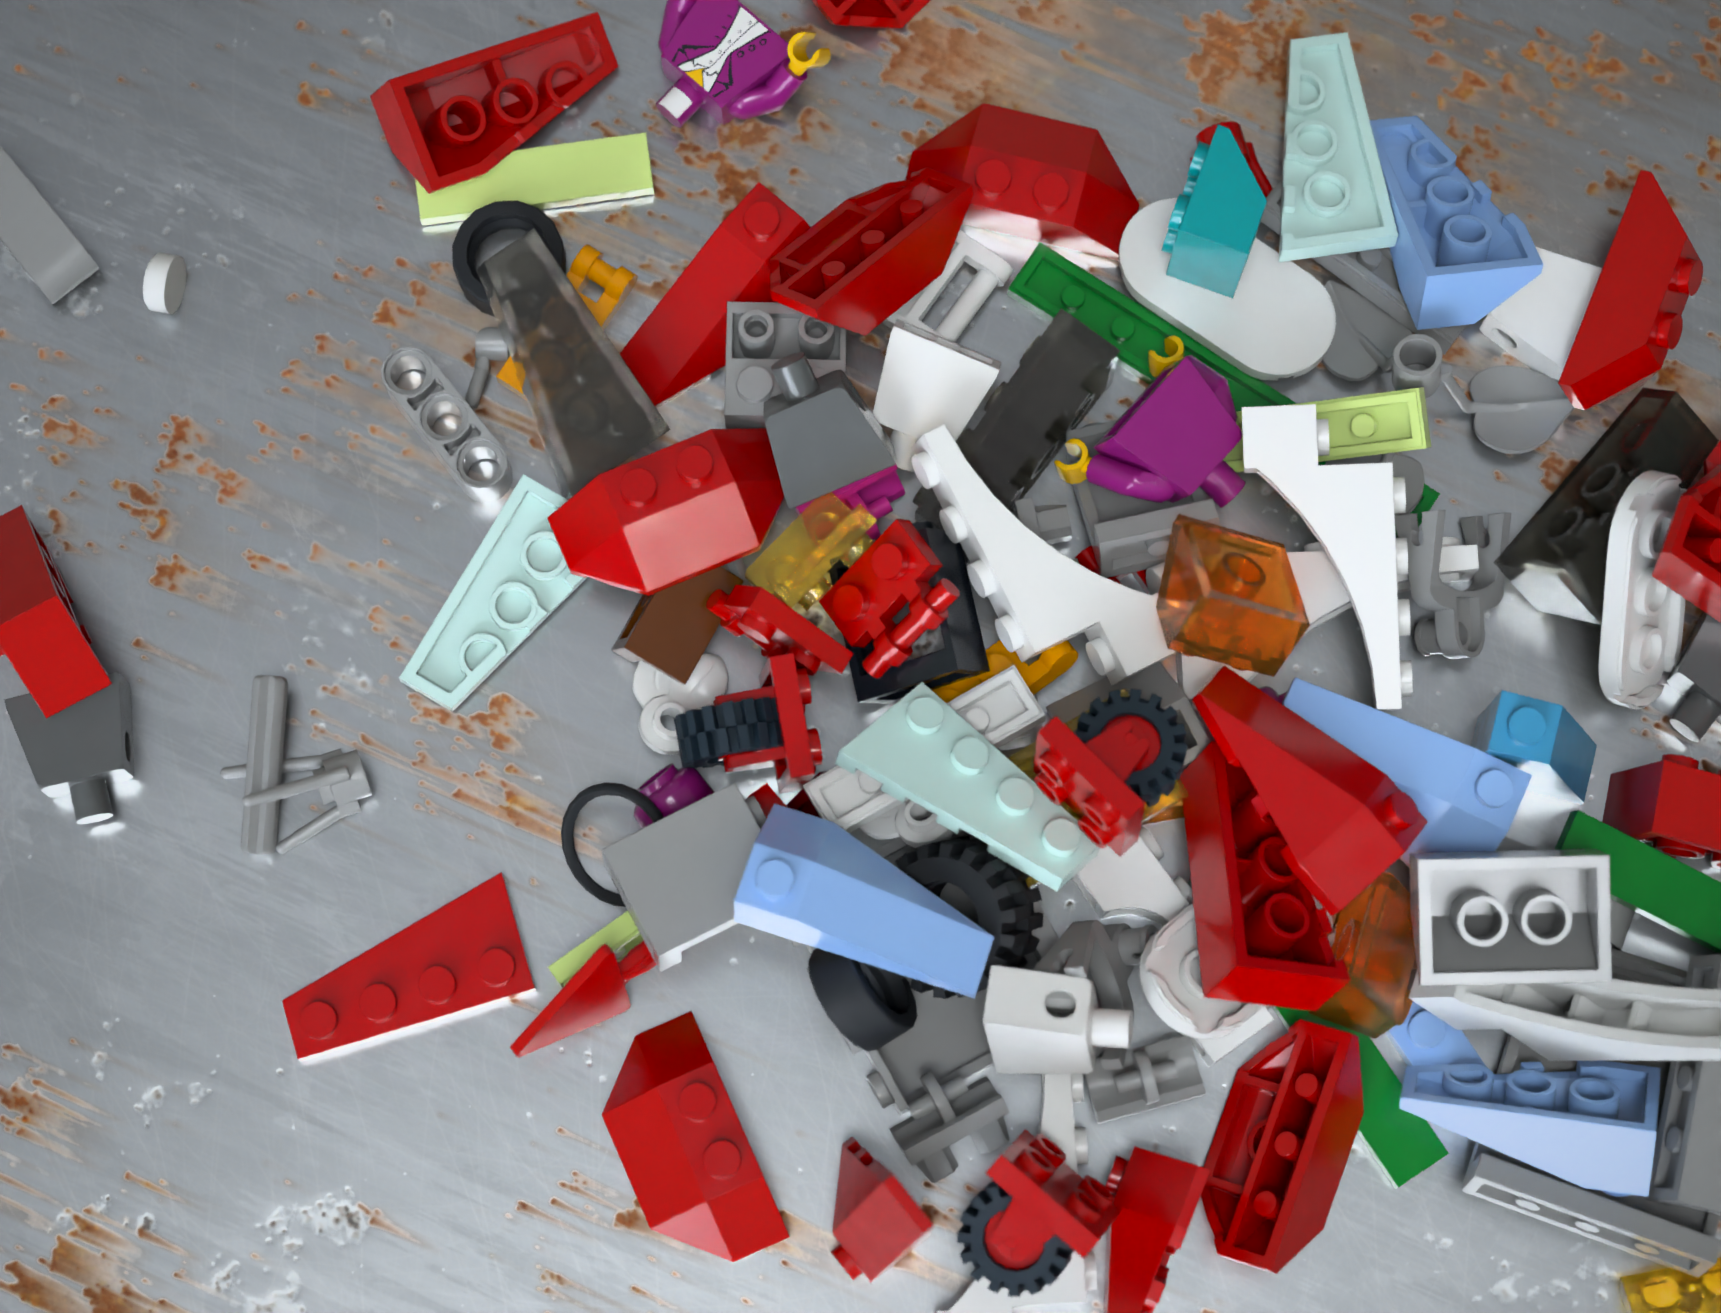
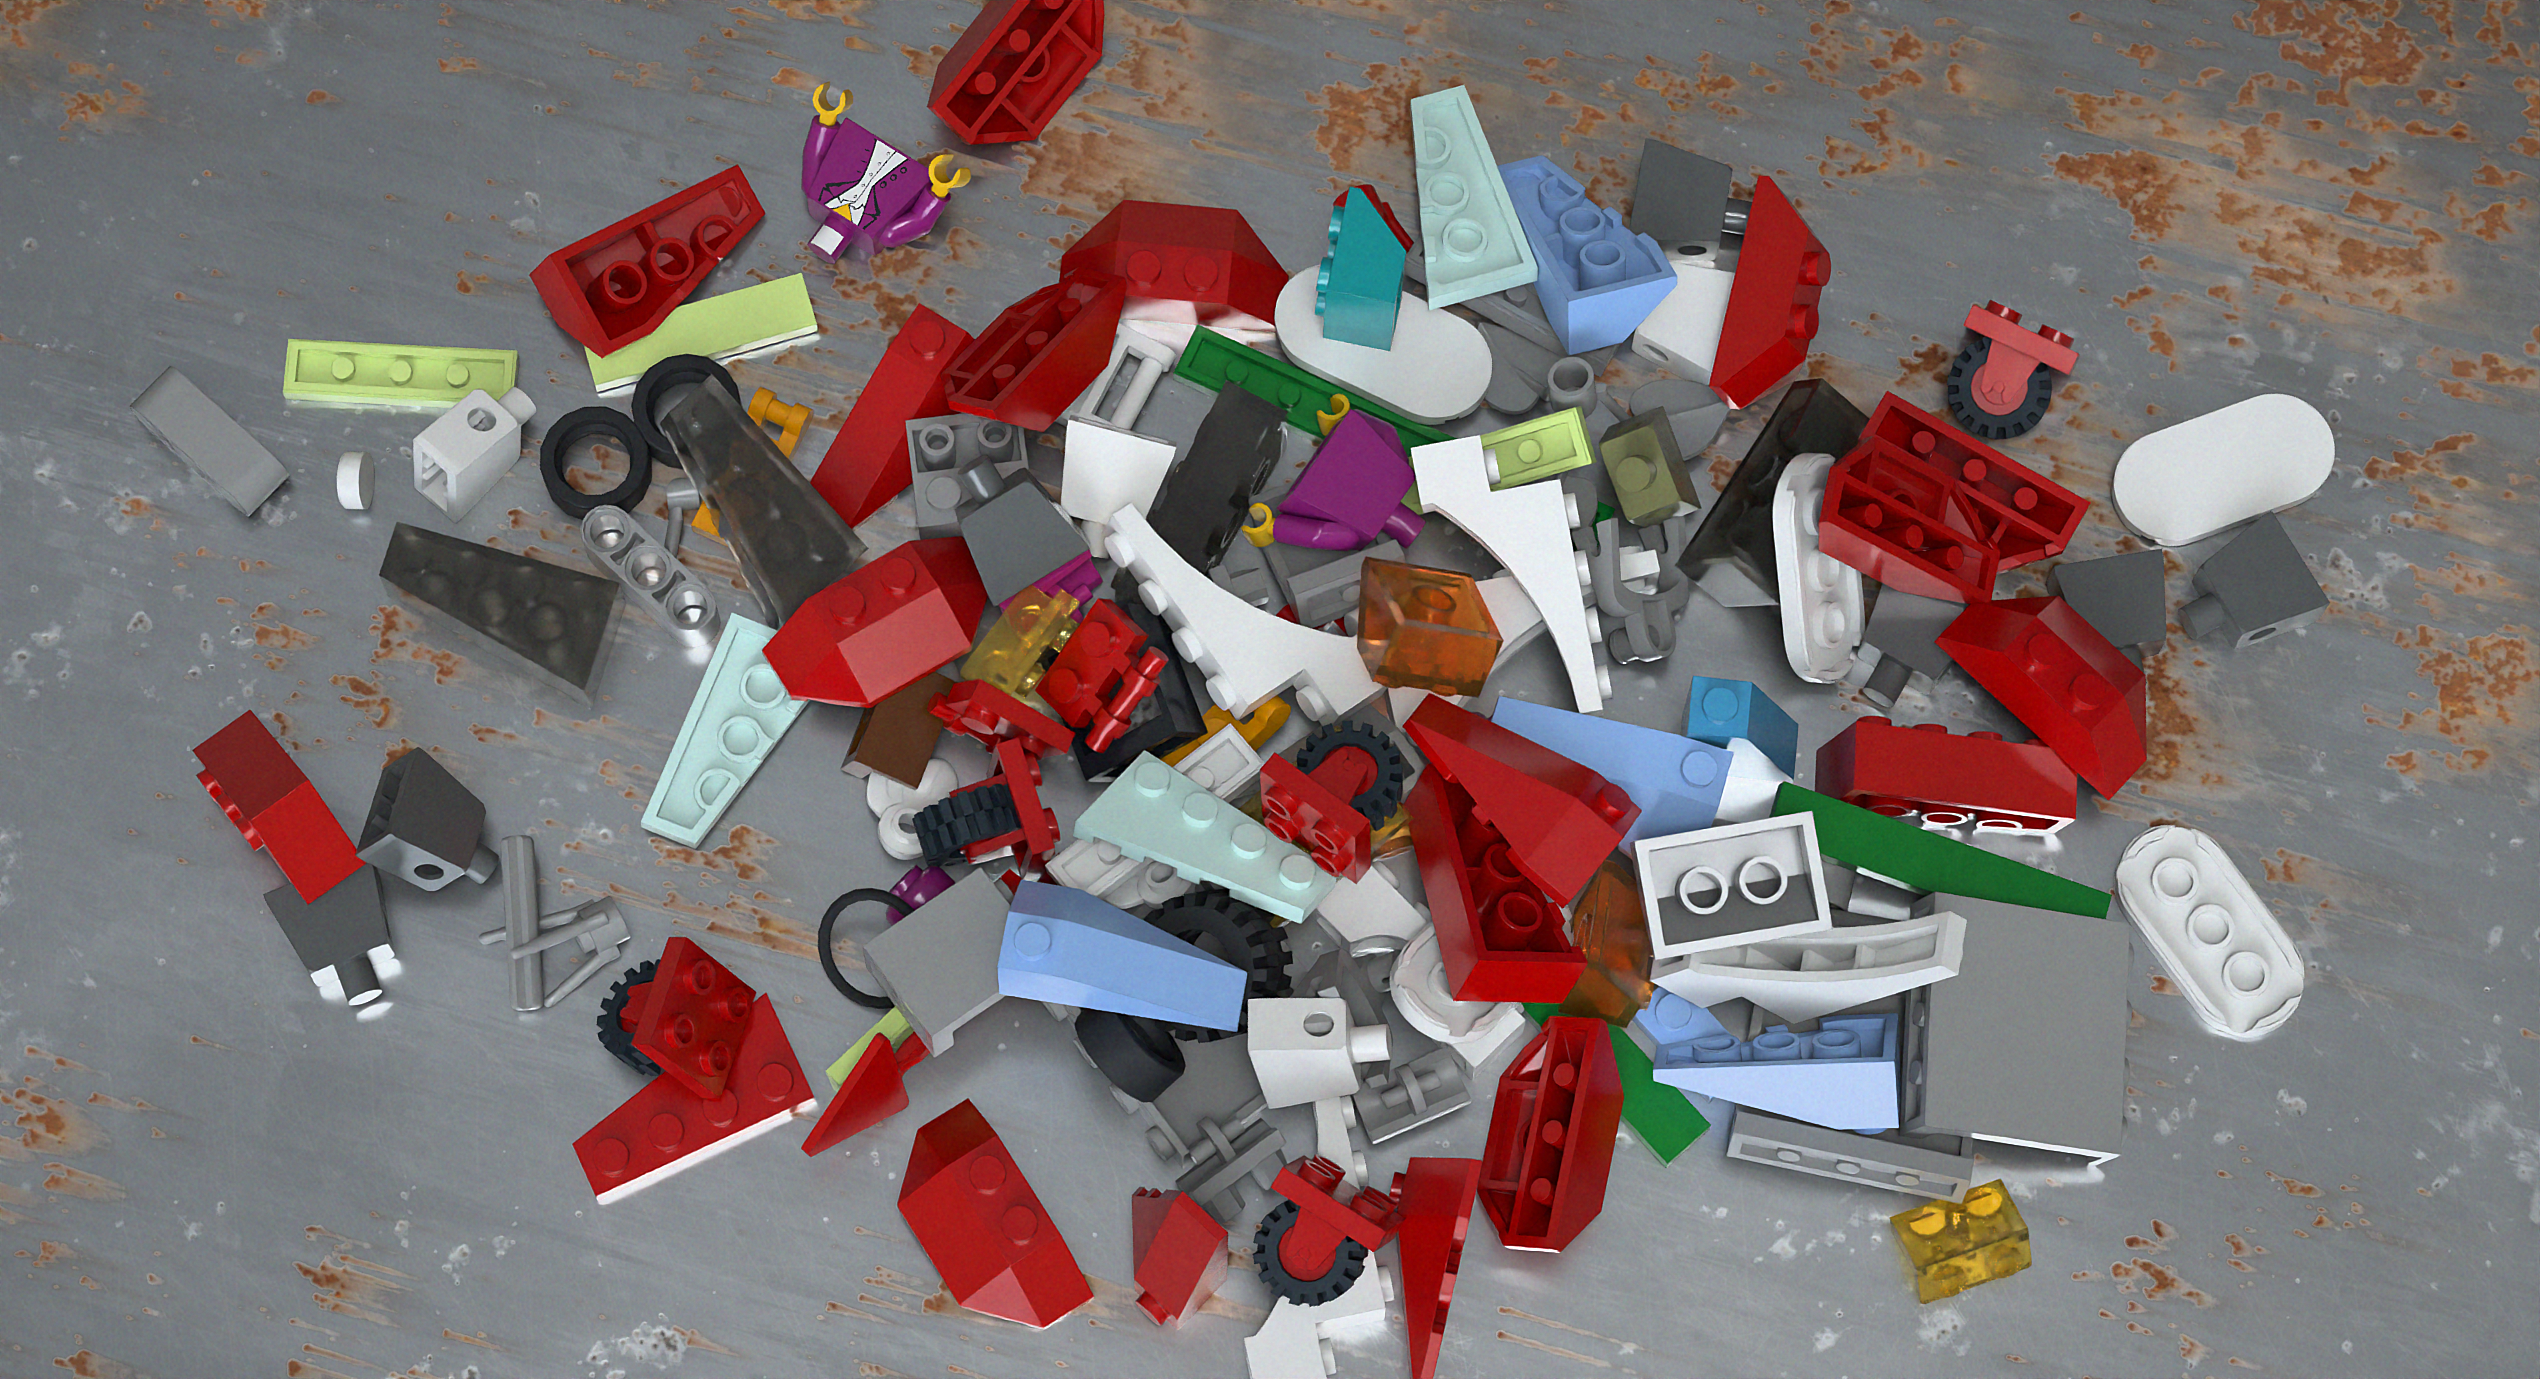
camera: 10 degrees left, 5 degrees down
(179, 652) = (425, 826): none -> dark grey torso
(228, 180) = (395, 373): none -> yellowish green tile
(283, 267) = (469, 449): none -> white torso
(304, 437) = (512, 606): none -> clear smoke wedge
(397, 258) = (579, 425): none -> black tyre
(406, 890) = (678, 1017): none -> red plate
(1481, 458) = (1648, 469): none -> olive torso
(1557, 185) = (1685, 202): none -> dark grey torso

